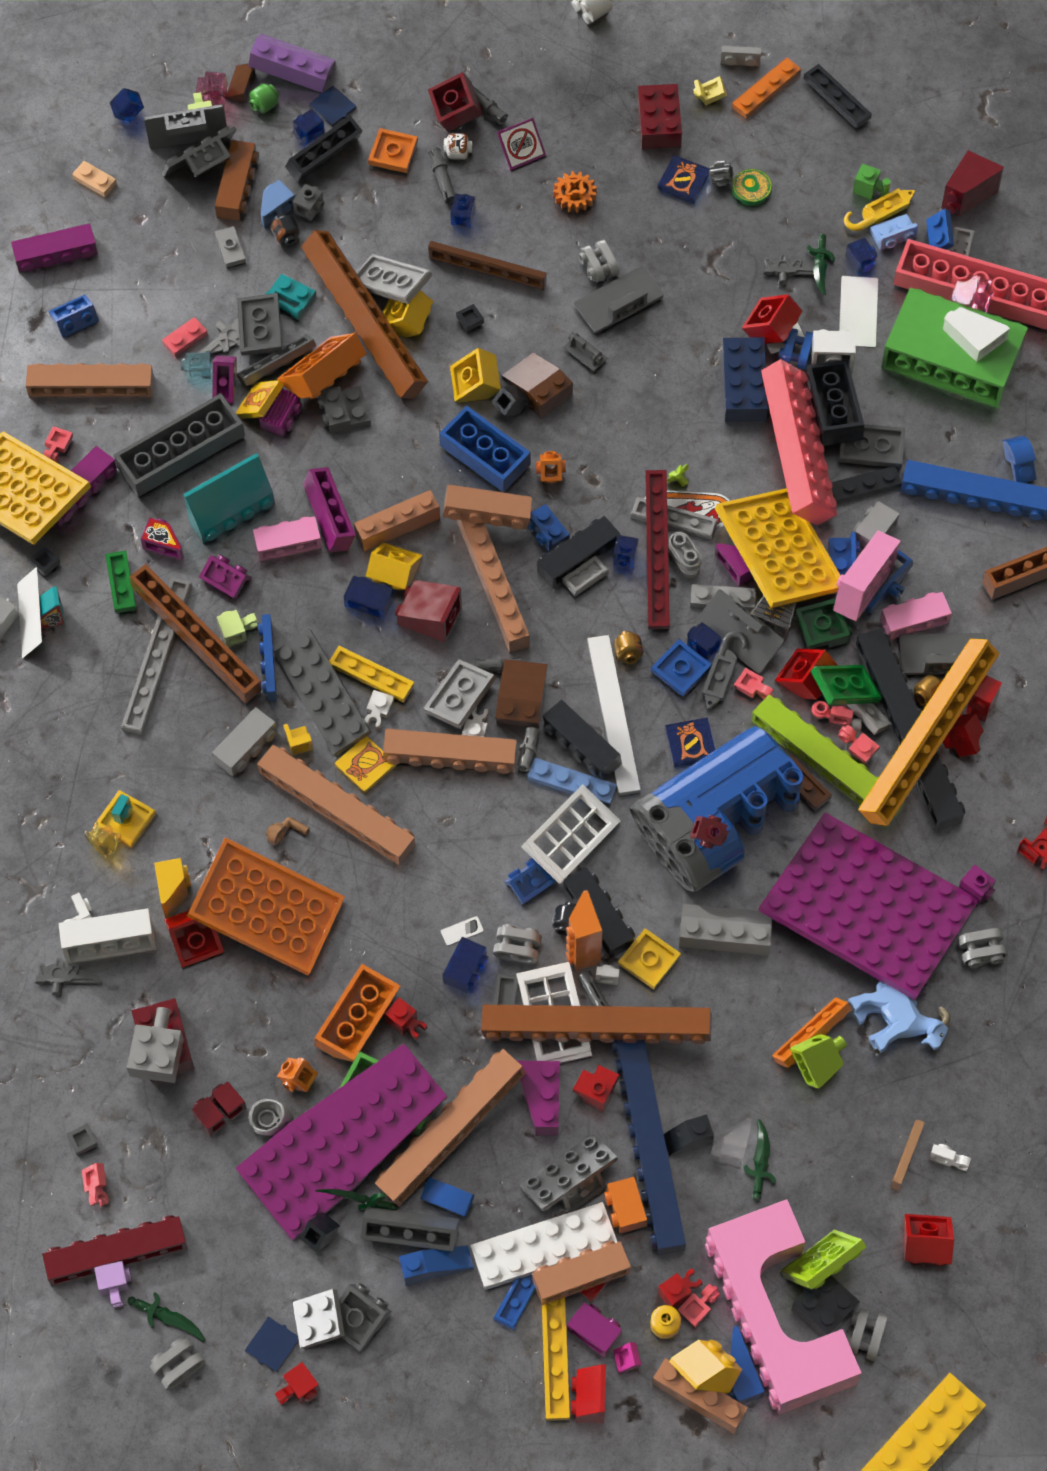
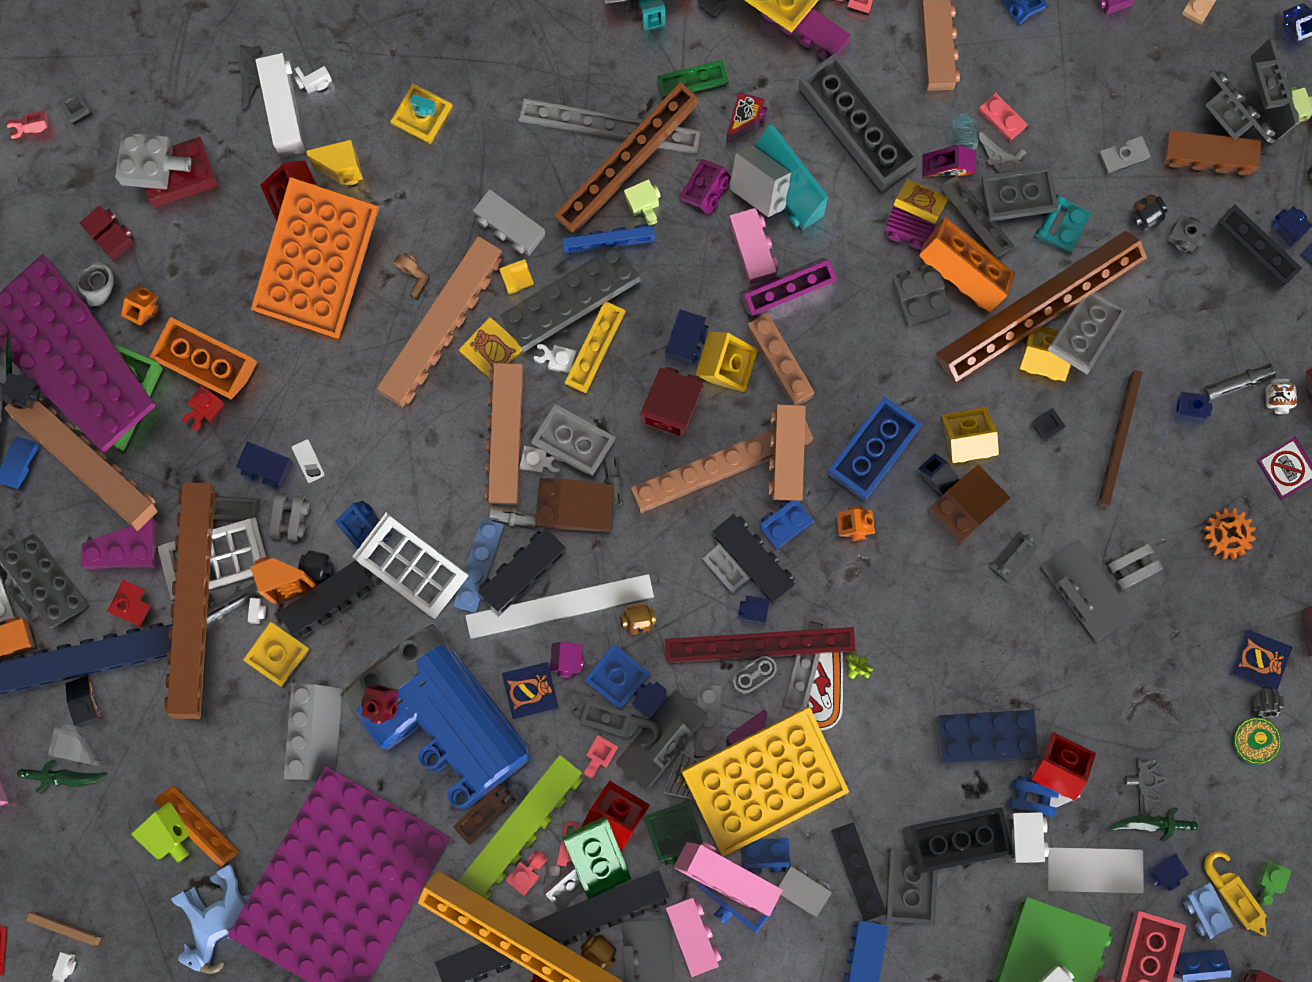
camera: 90 degrees right, 15 degrees up
(103, 839) = (393, 94): clear yellow piece -> none
(230, 520) = (760, 180): none -> light grey brick
(275, 201) = (1184, 196): medium blue slope -> none
(380, 1178) = (21, 391): none -> black brick
(393, 150) = (1269, 323): orange plate -> none
(663, 707) = (566, 659): none -> magenta brick
(799, 442) = (901, 799): coral brick -> none

